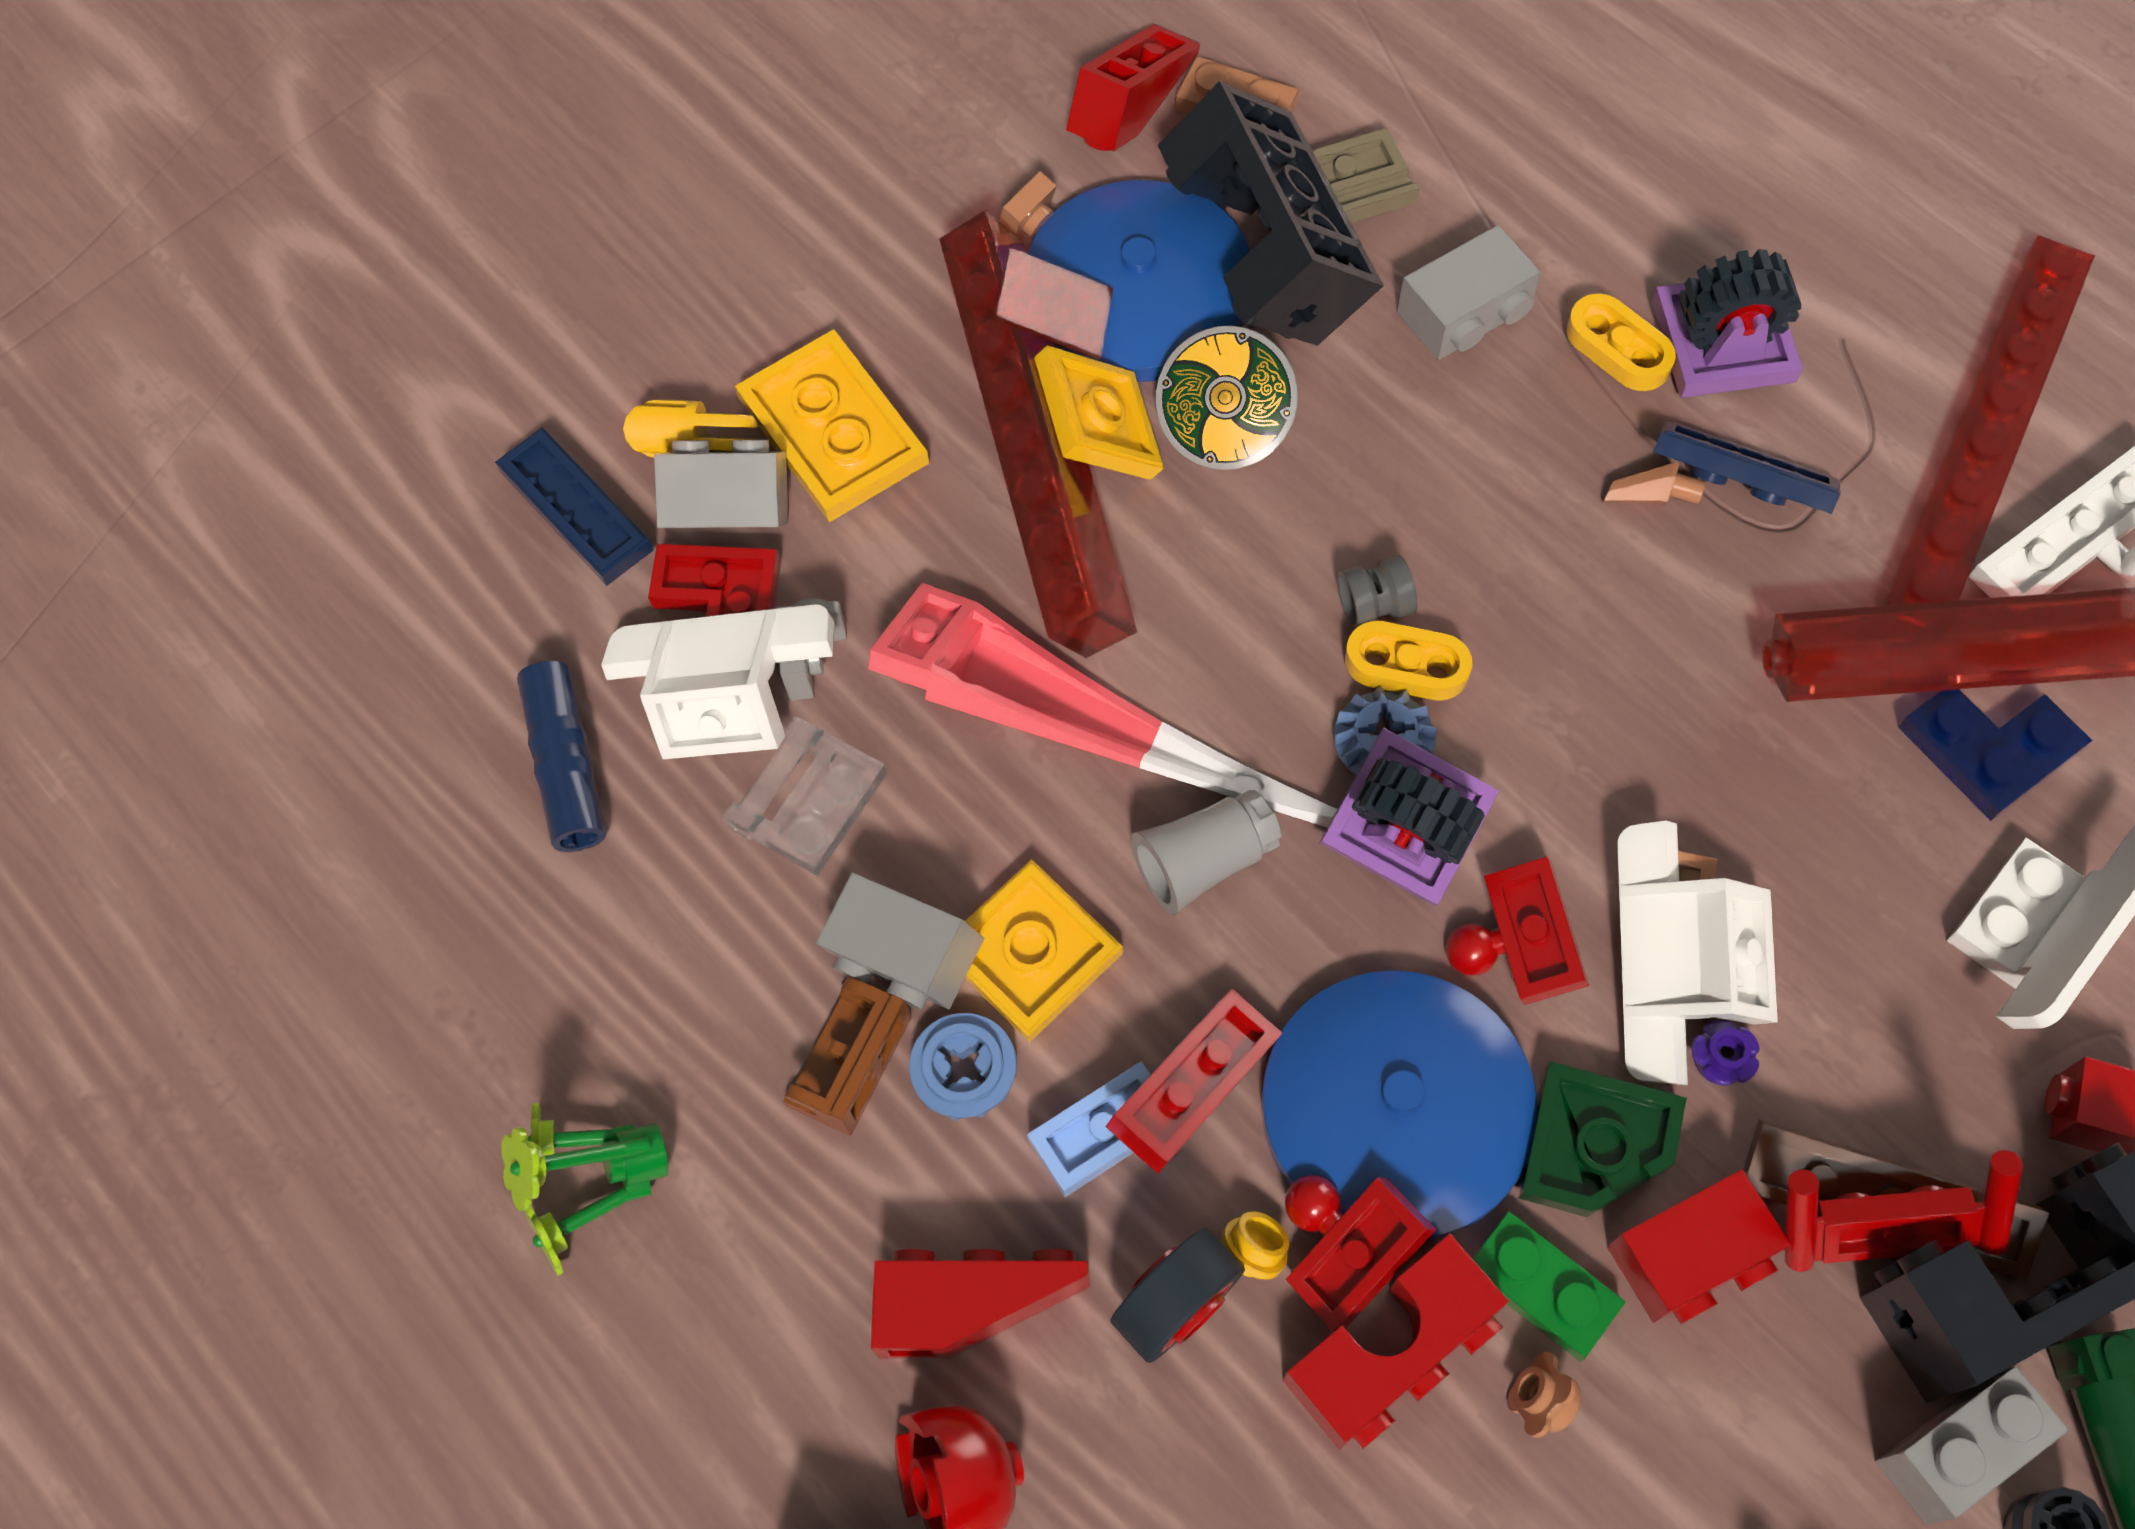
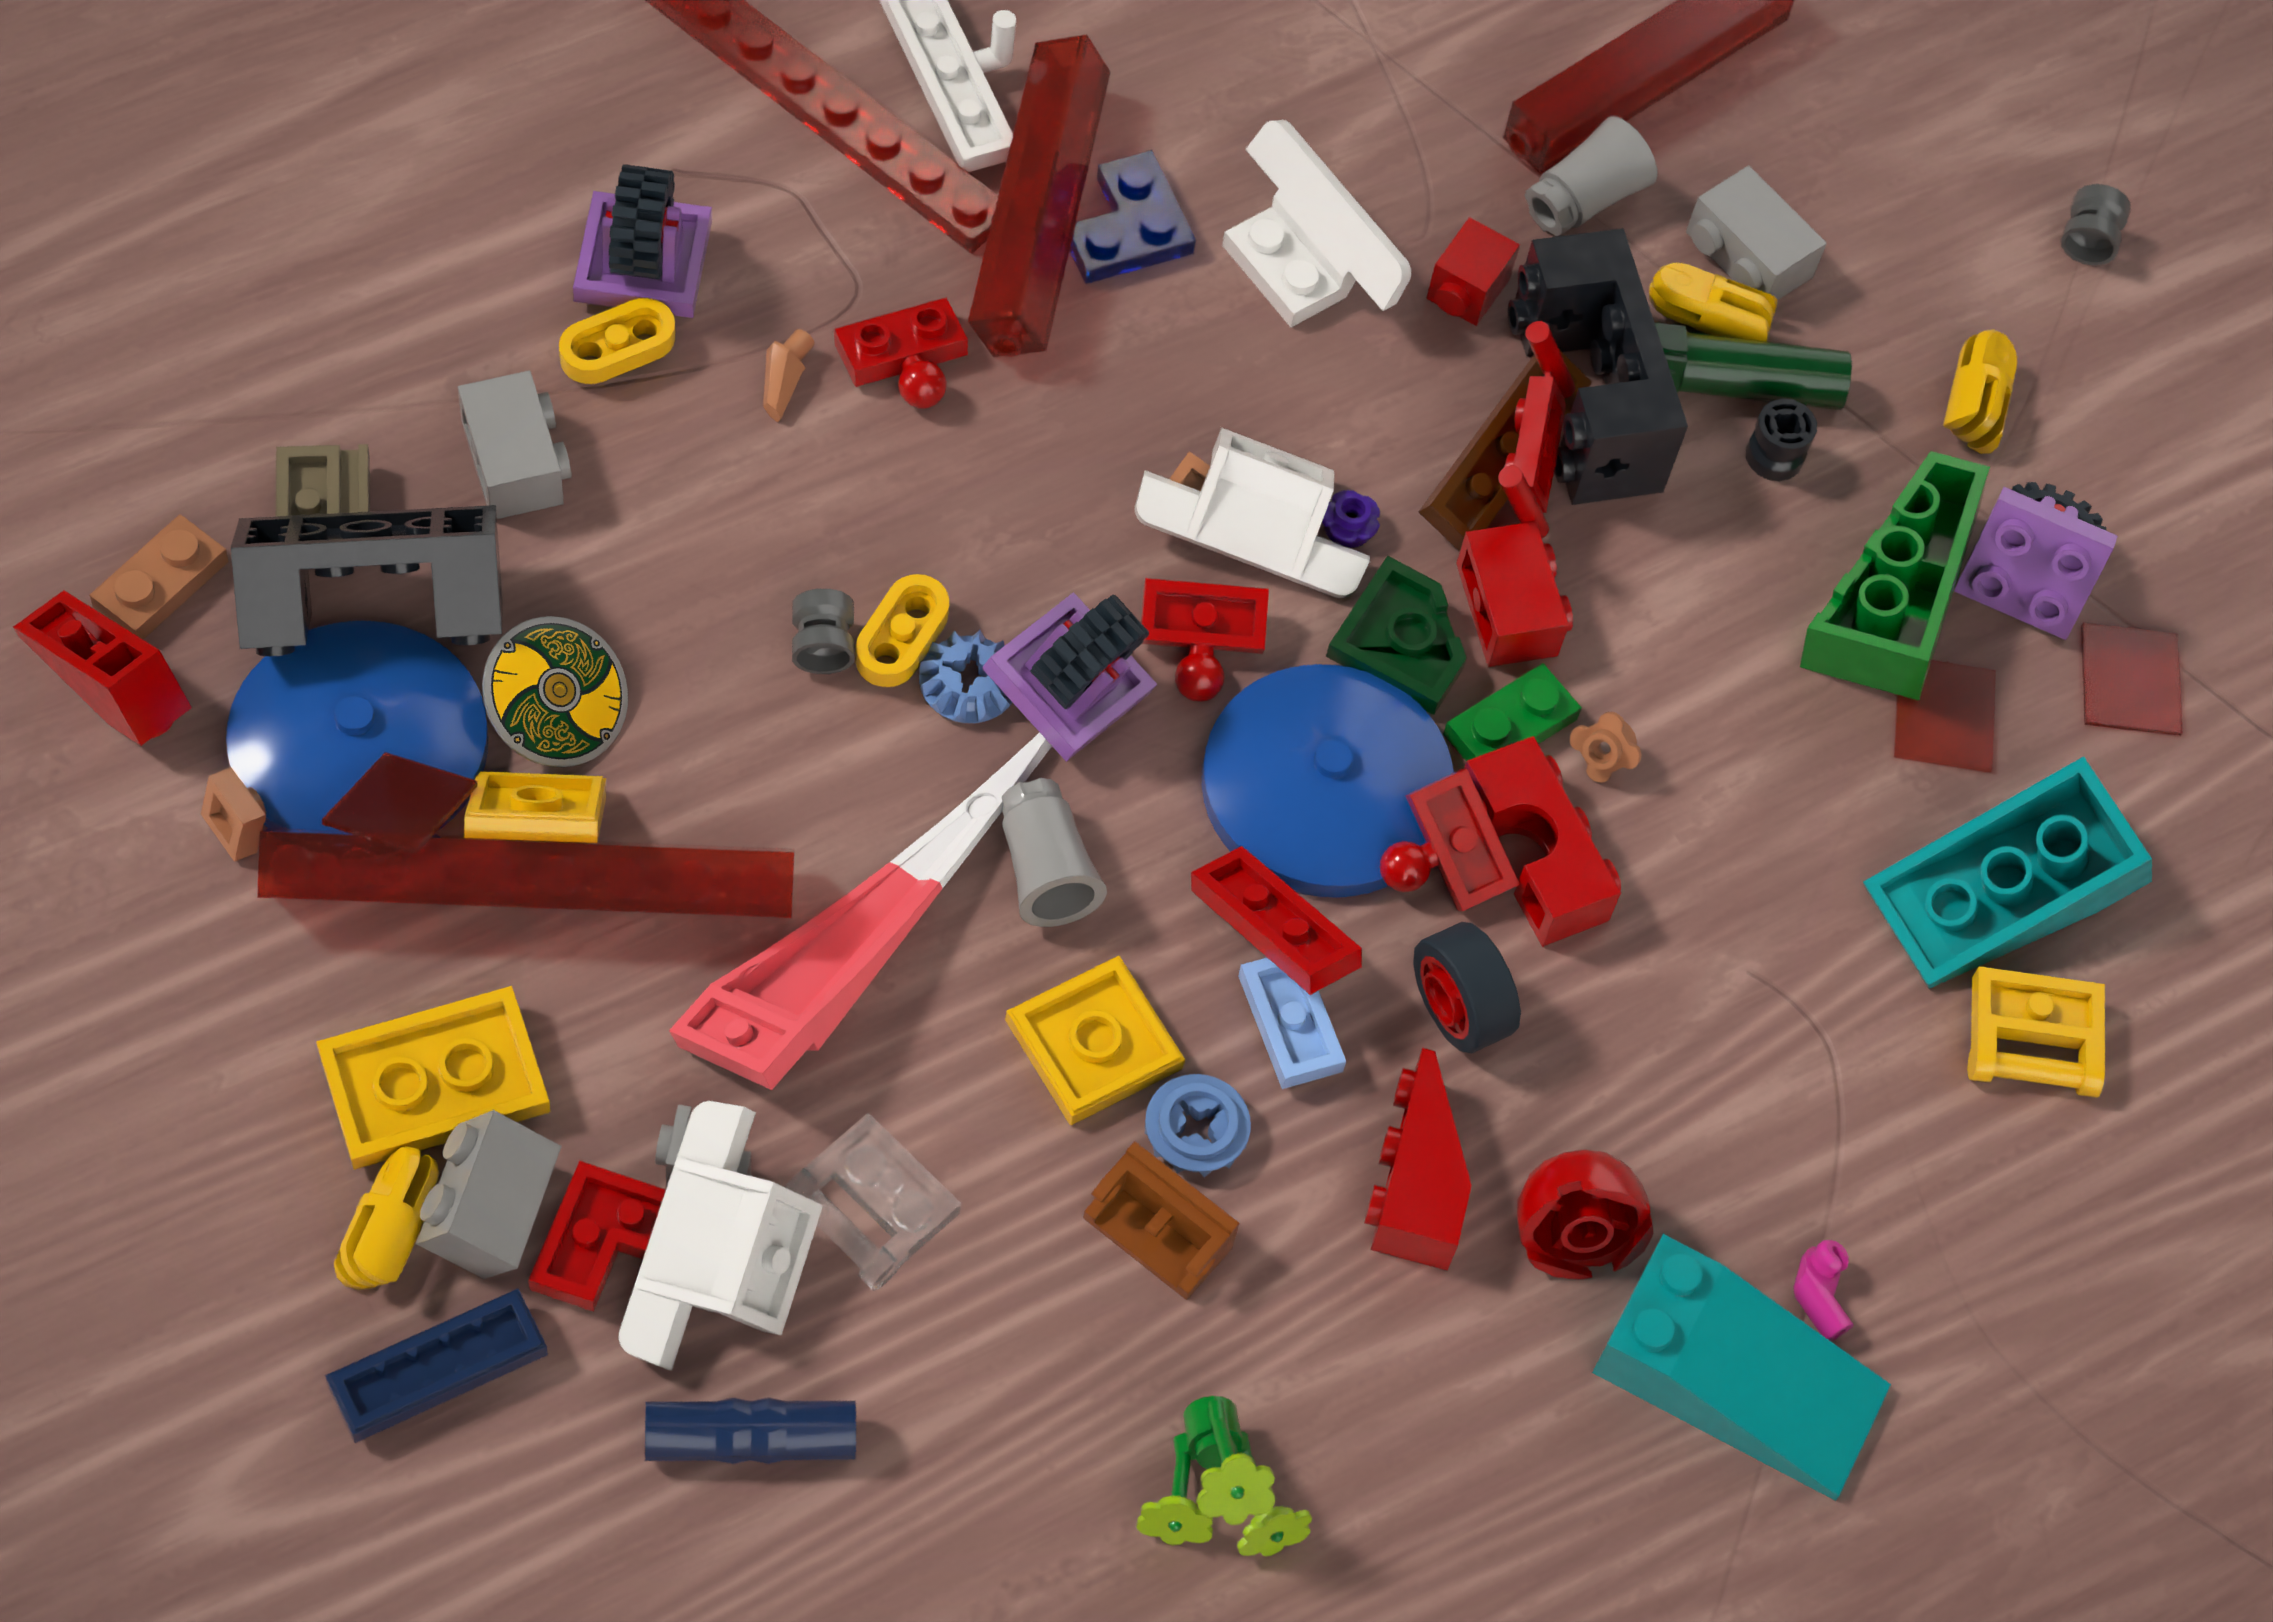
camera: 90 degrees left, 5 degrees down
(899, 941) = (1070, 1138): light grey brick -> none
(1257, 1244) = (1426, 918): yellow plate -> none
(1729, 574) = (905, 345): none -> red plate
(1769, 476) = (807, 281): dark blue plate -> none
(1971, 1446) = (1716, 472): light grey brick -> none

